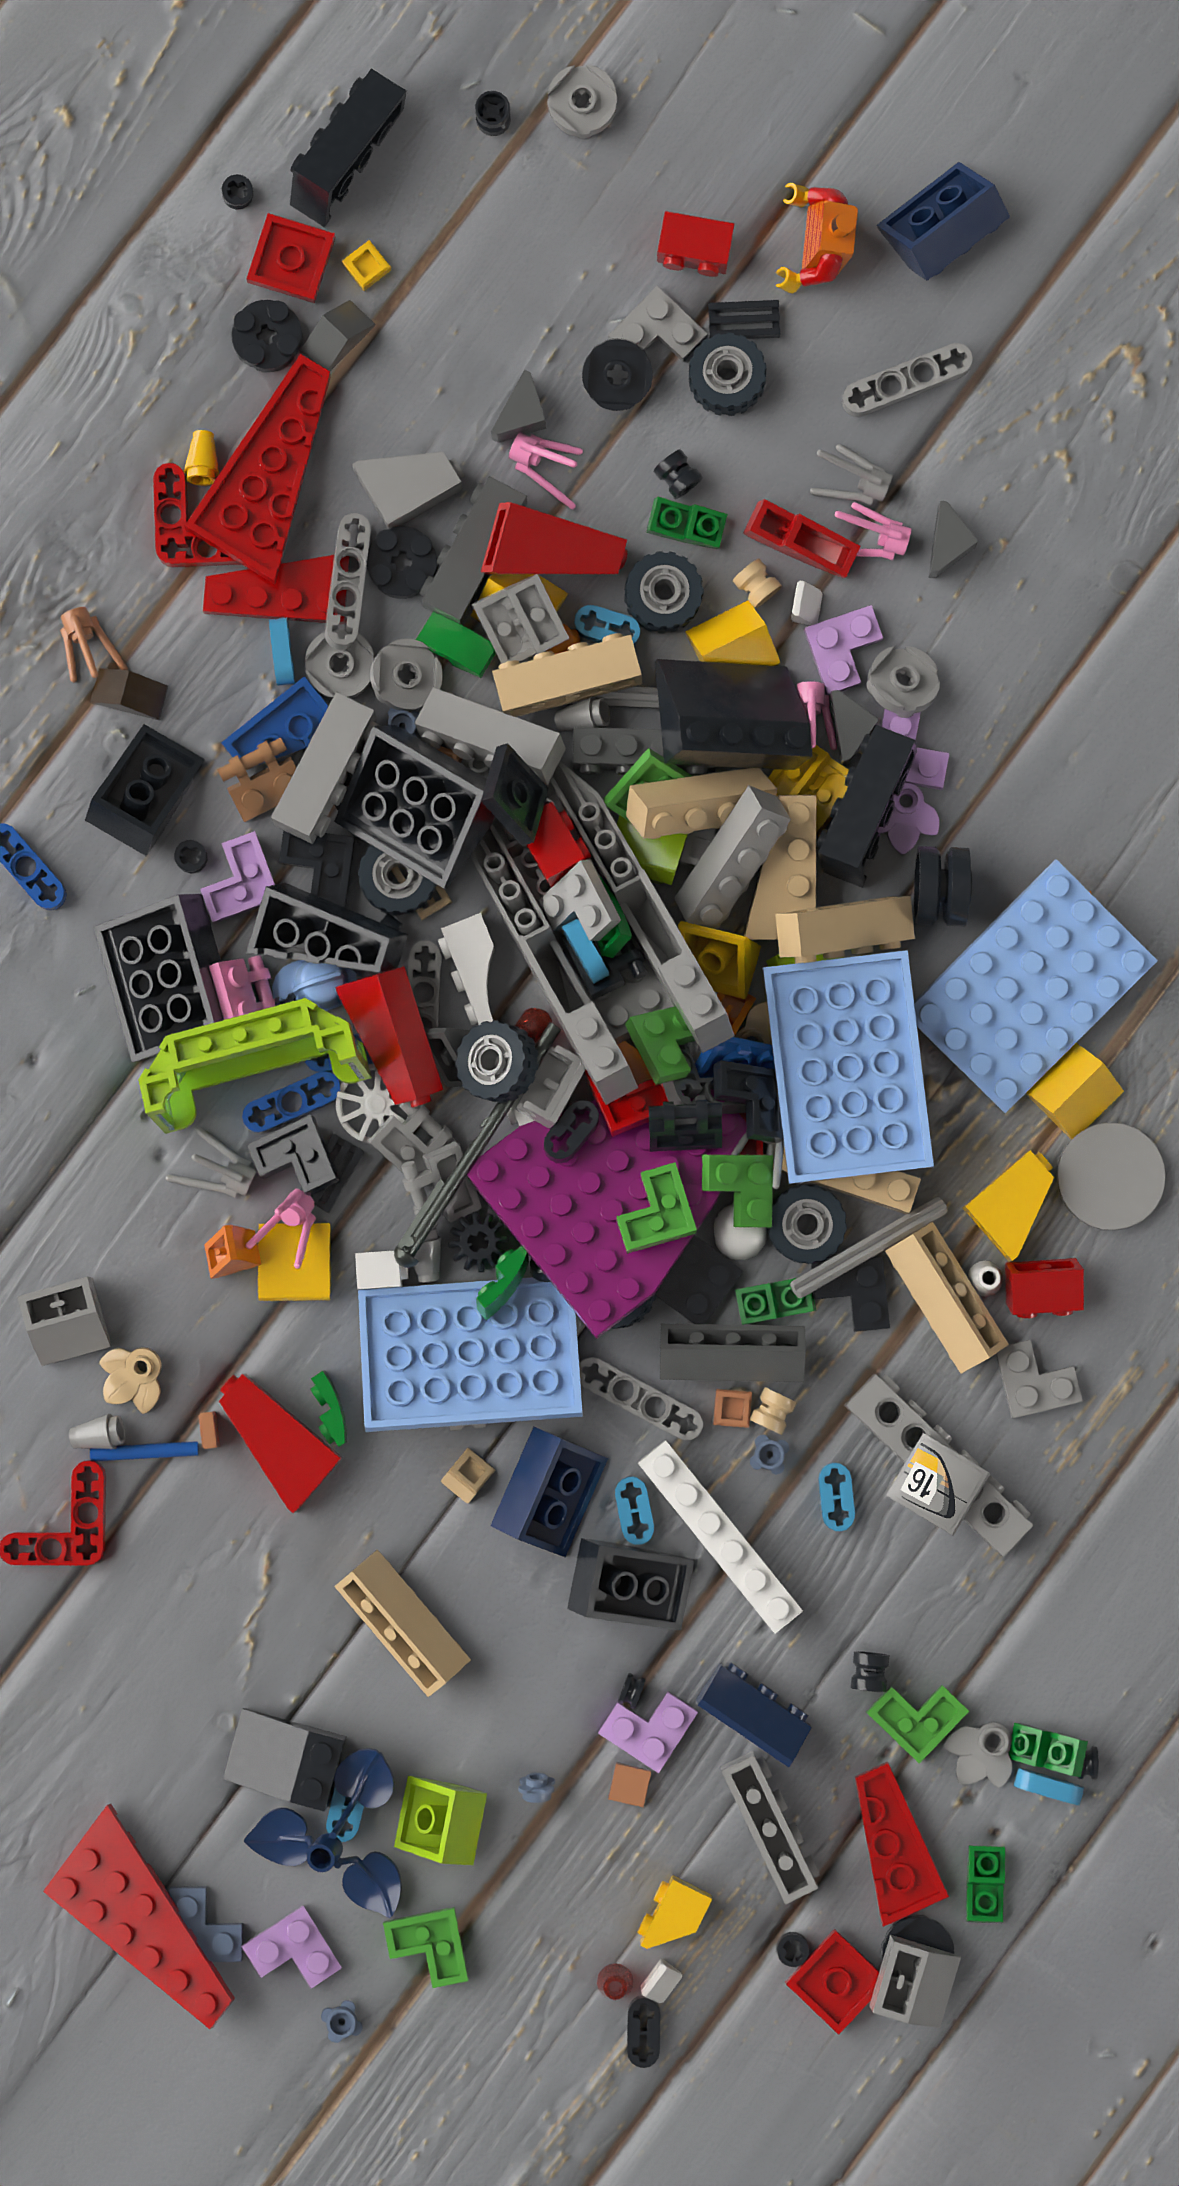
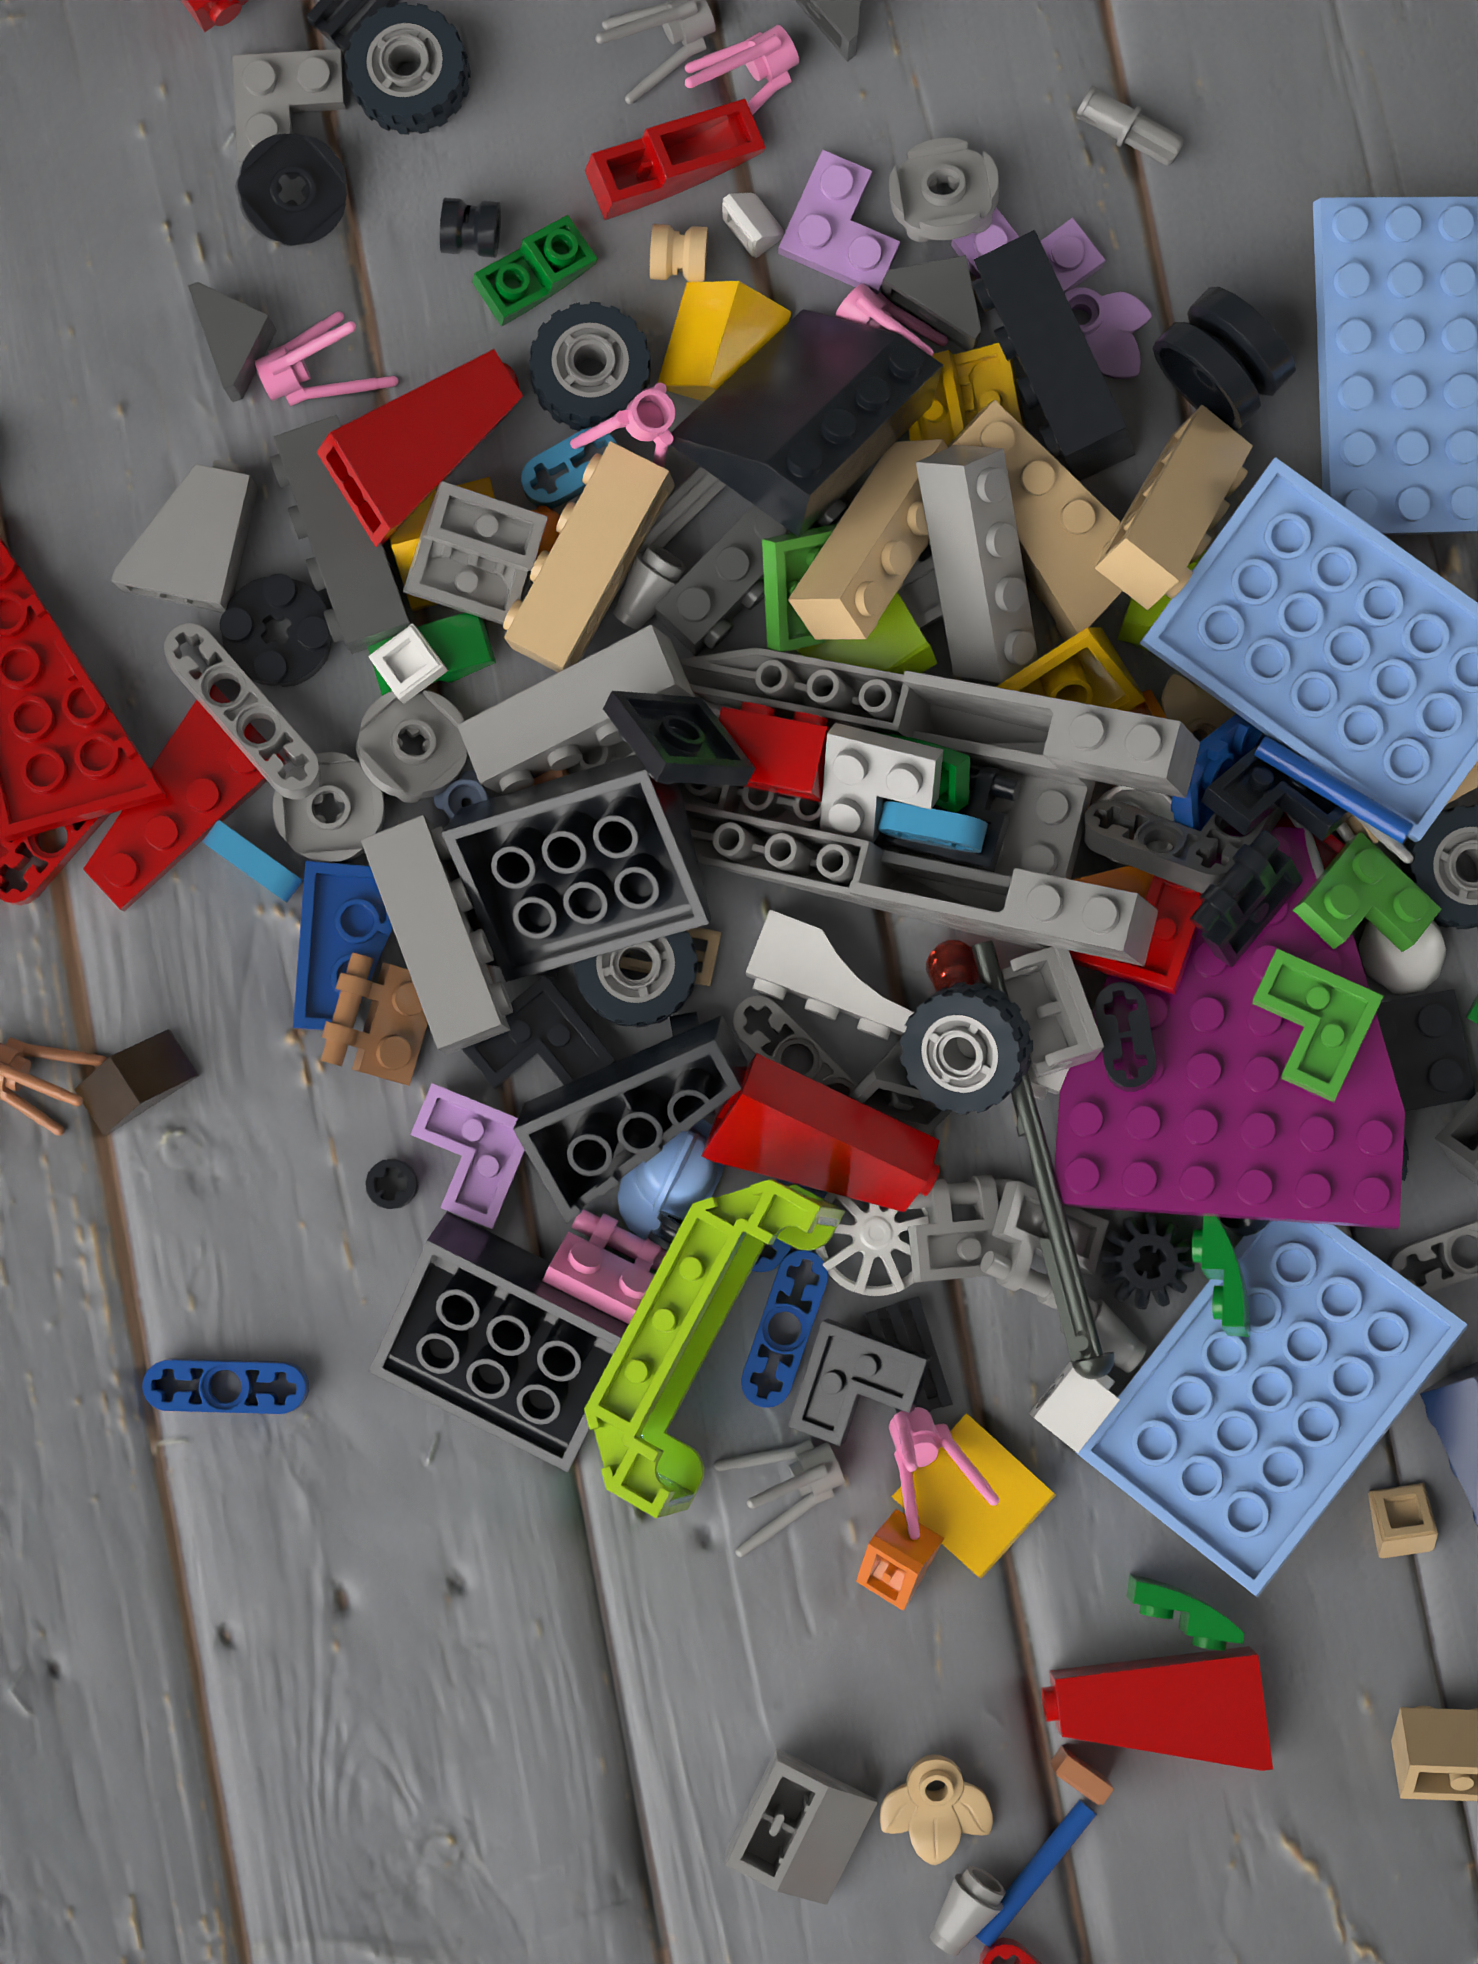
camera: 50 degrees left, 0 degrees up
(144, 789) = (264, 1167): black slope -> none
(441, 637) = (408, 663): none -> white tile
(654, 640) = (645, 419): none -> bright pink plant
(657, 1040) = (1113, 839): bright green plate -> none
(775, 1121) = (1334, 789): none -> blue bar
(1019, 740) = (1129, 126): none -> light grey axle

